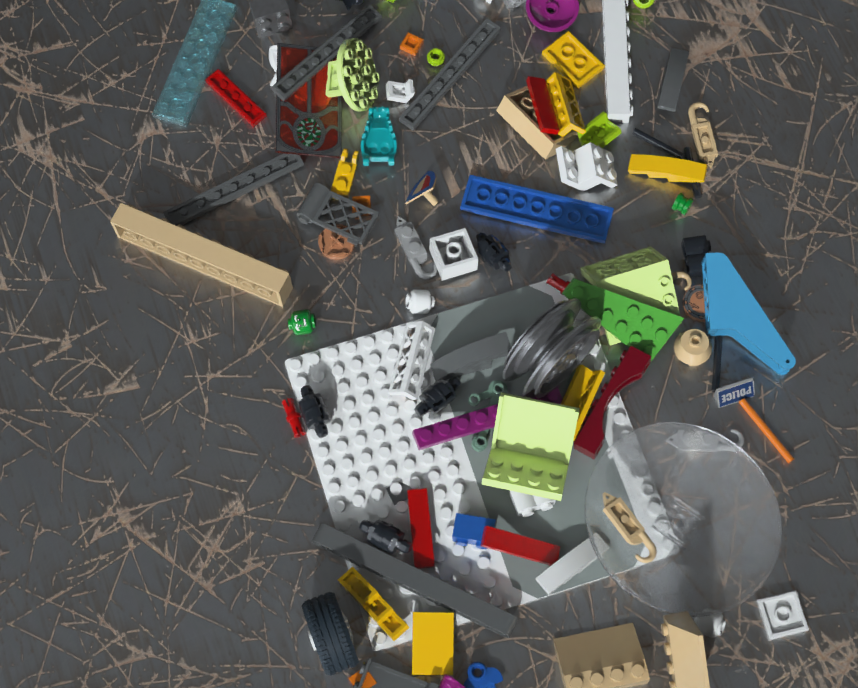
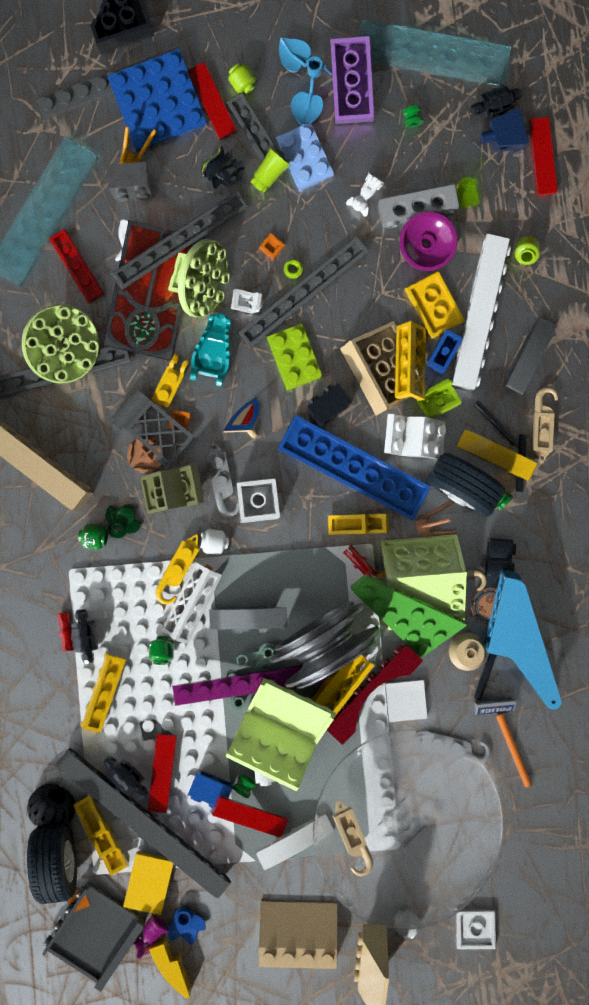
camera: 15 degrees right, 20 degrees up
(237, 155) = (60, 343): none -> yellowish green bracket
(311, 584) = (50, 806): none -> black wheel
(328, 303) = (123, 518): none -> dark green plate
(344, 463) = (103, 692): none -> yellow hinge
(368, 261) = (172, 489): none -> olive bracket
(391, 332) = (178, 568): none -> yellow plate
(393, 409) = (161, 650): none -> green head
(437, 396) = (207, 648): black piece -> none
(456, 129) = (294, 357): none -> lime plate
(493, 251) = (294, 508): black piece -> none
(499, 156) = (328, 405): none -> black brick
(507, 521) = (244, 785): none -> green wheel
(542, 105) = (388, 357): red tile -> none
(555, 256) = (359, 524): none -> yellow slope
(592, 92) = (444, 352): none -> blue brick
(617, 243) = (424, 525): none -> nougat plant
(645, 190) = (466, 484): none -> black wheel
(646, 406) = (406, 700): none -> white tile

